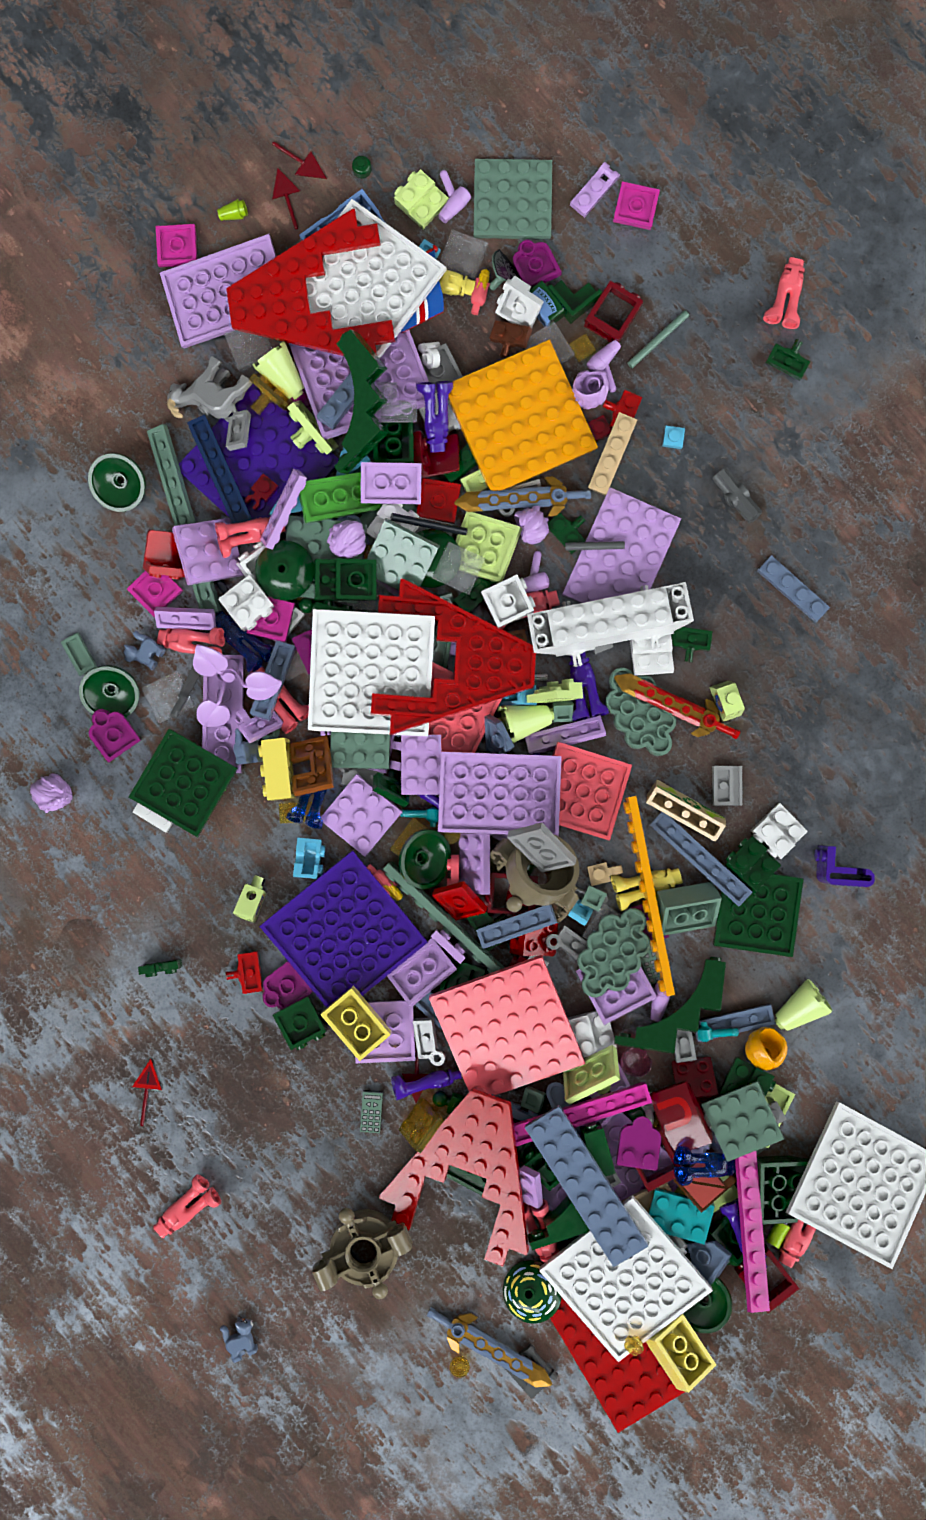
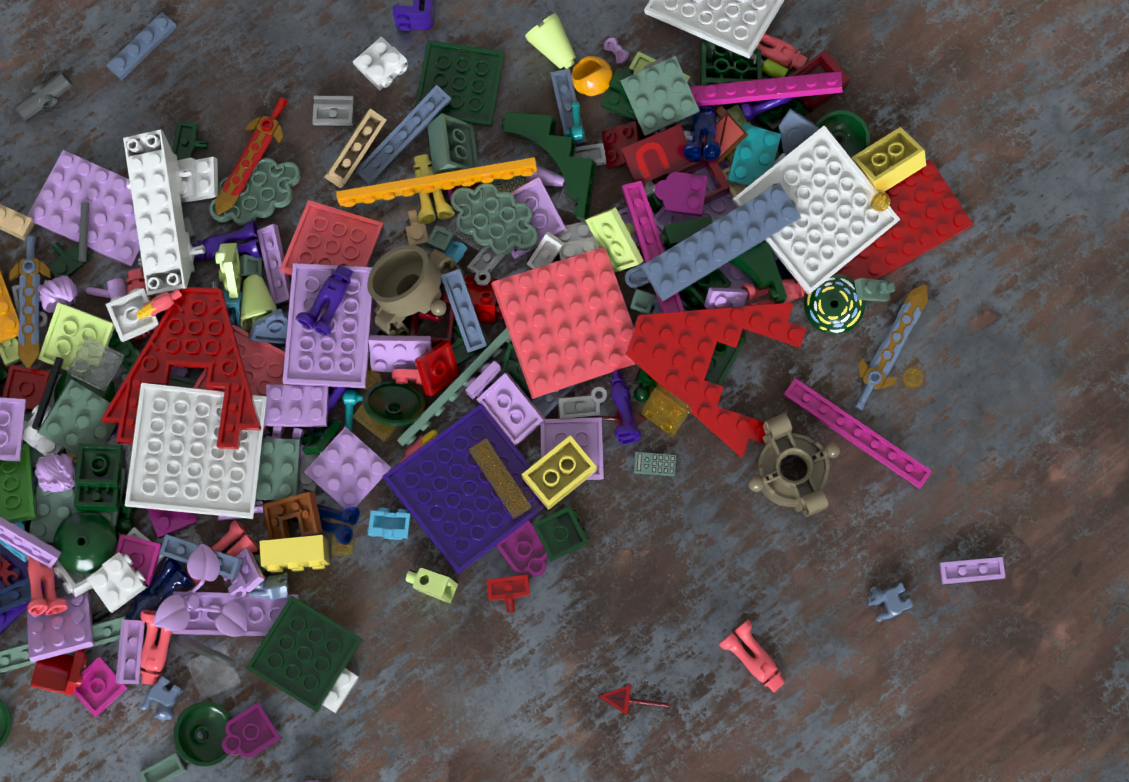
camera: 90 degrees left, 10 degrees down
(168, 966) = (503, 691): dark green plate -> none
(270, 1420) = (972, 570): none -> lavender plate
(351, 964) = (500, 478): none -> clear yellow plate
(403, 1311) = (857, 433): none -> dark pink plate
(516, 626) = (158, 304): none -> coral piece
(531, 797) = (332, 291): none -> dark purple piece
(541, 847) = (379, 275): light grey plate -> none
(546, 1332) = (873, 289): none -> sand green plate
(579, 1004) = (546, 251): none -> white plate
(636, 1062) = (605, 199): clear pink hair -> none
(727, 700) = (247, 107): yellowish green torso -> none
(752, 864) = (410, 86): dark green plate -> none
(802, 1066) = (621, 55): none -> lavender piece

